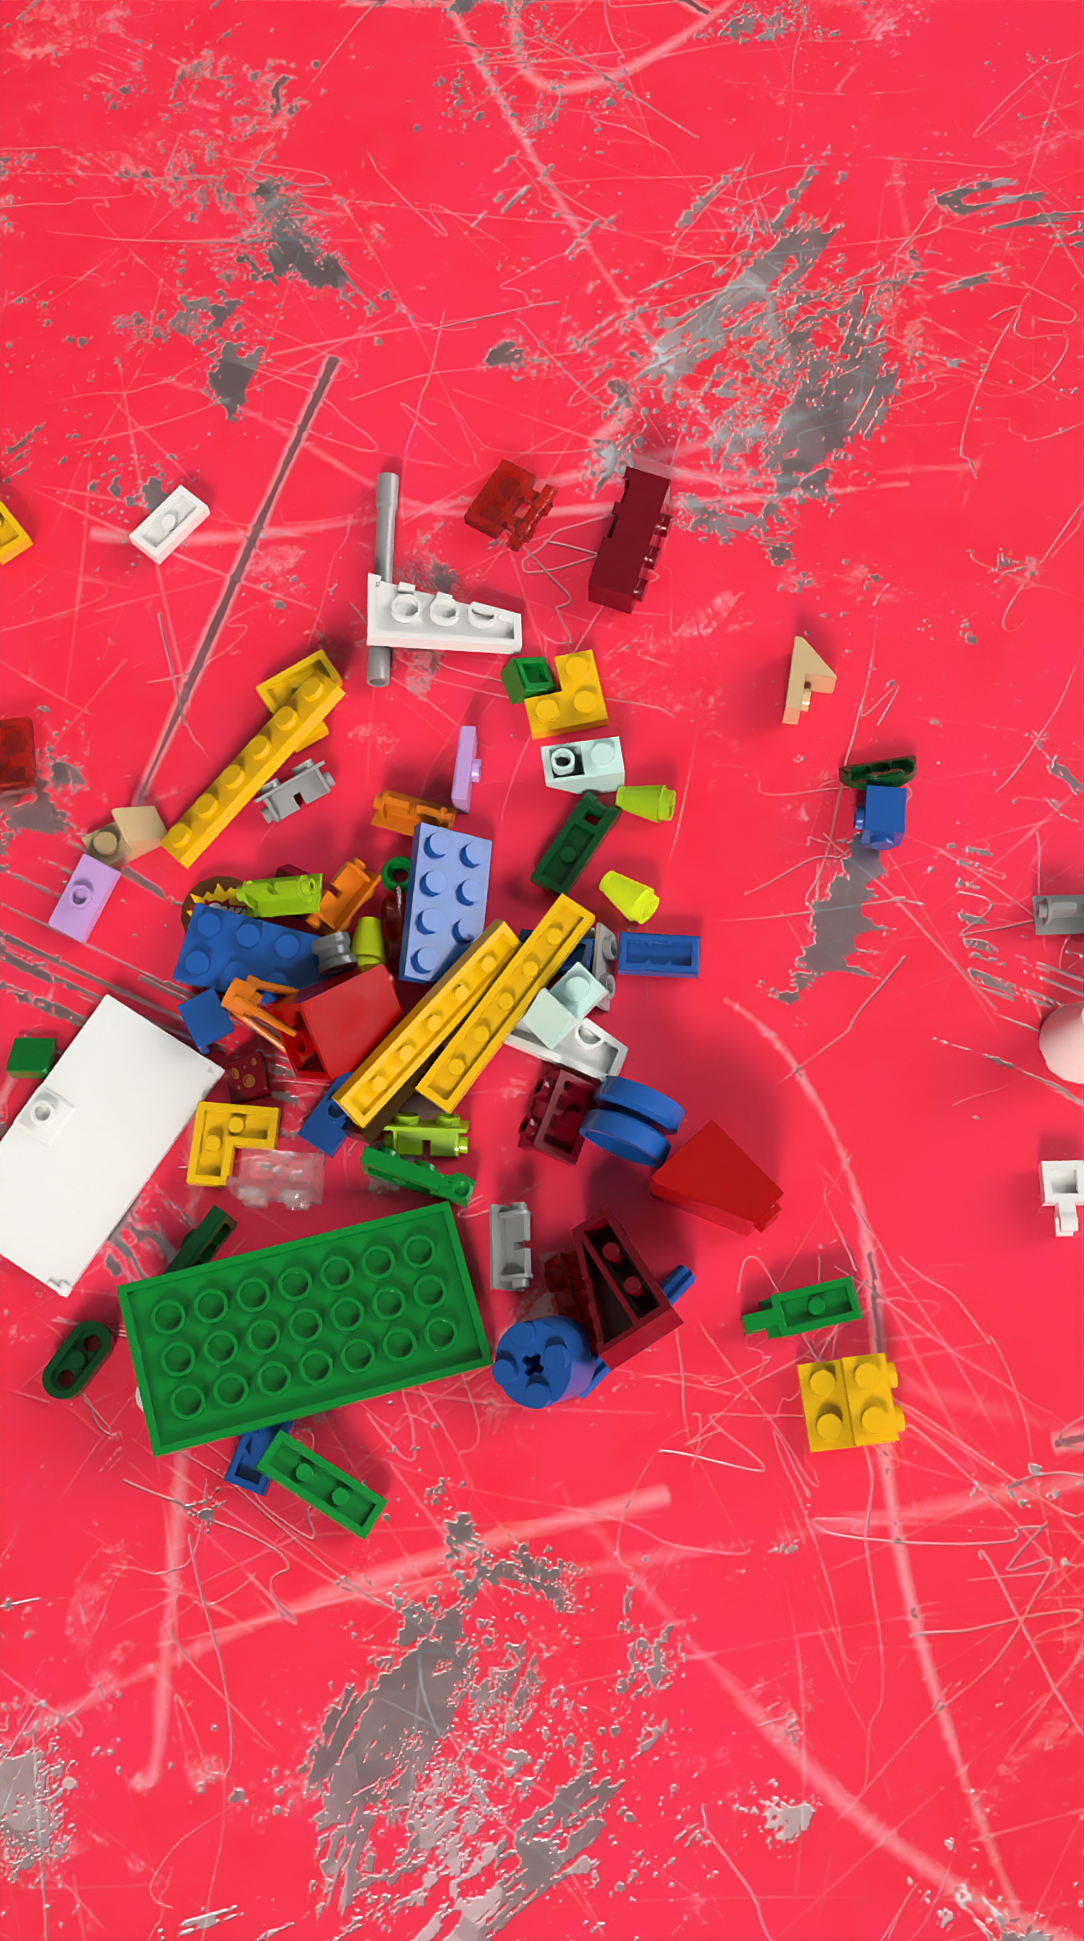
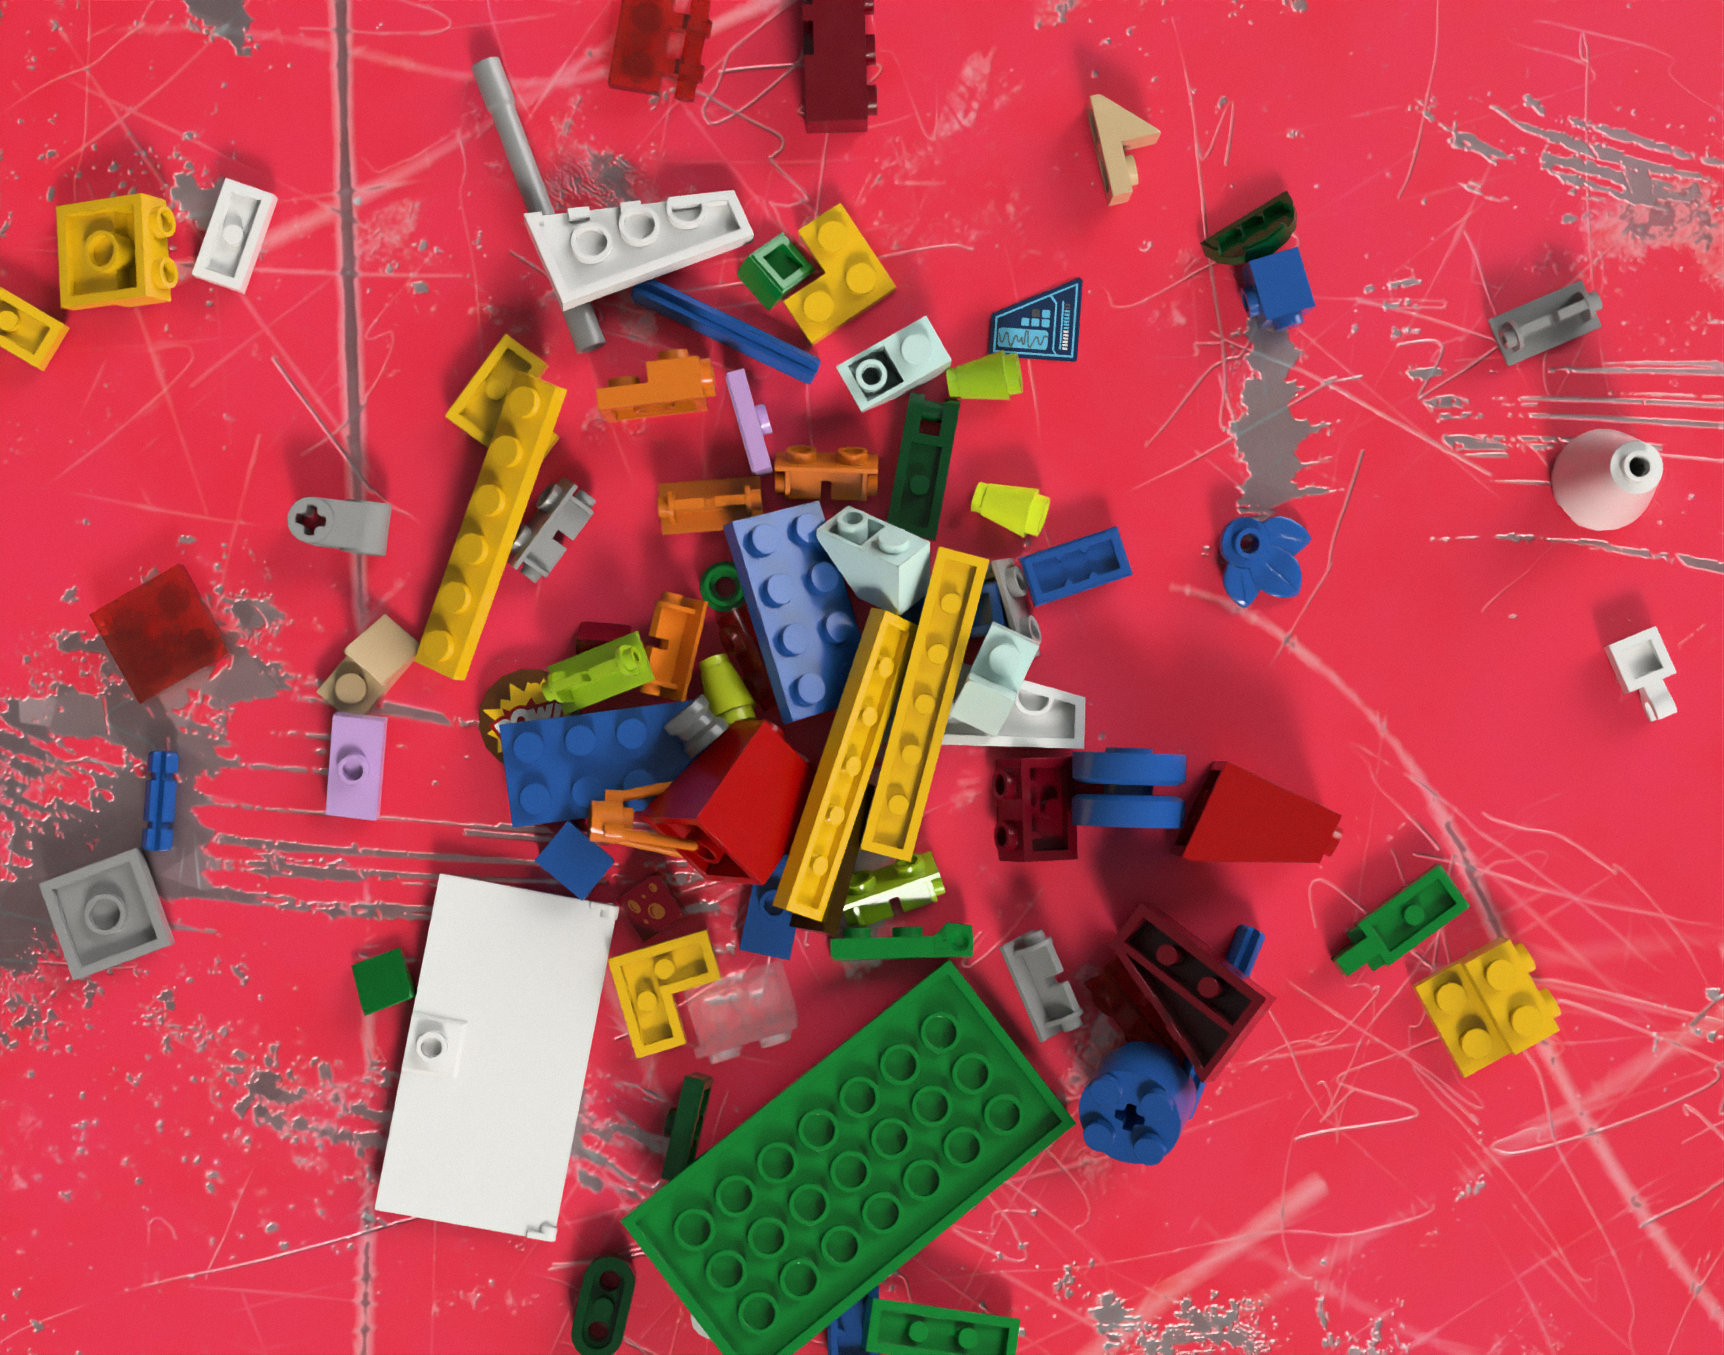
camera: 30 degrees left, 15 degrees up
(86, 505) = (115, 252): none -> yellow plate
(155, 735) = (349, 524): none -> light grey piece
(416, 722) = (674, 387): none -> orange plate
(477, 705) = (727, 330): none -> blue axle
(515, 891) = (877, 559): none -> light aqua slope
(520, 828) = (845, 469): none -> orange hinge
(702, 784) = (1041, 325): none -> dark blue sticker
(805, 1006) = (1268, 563): none -> blue plate

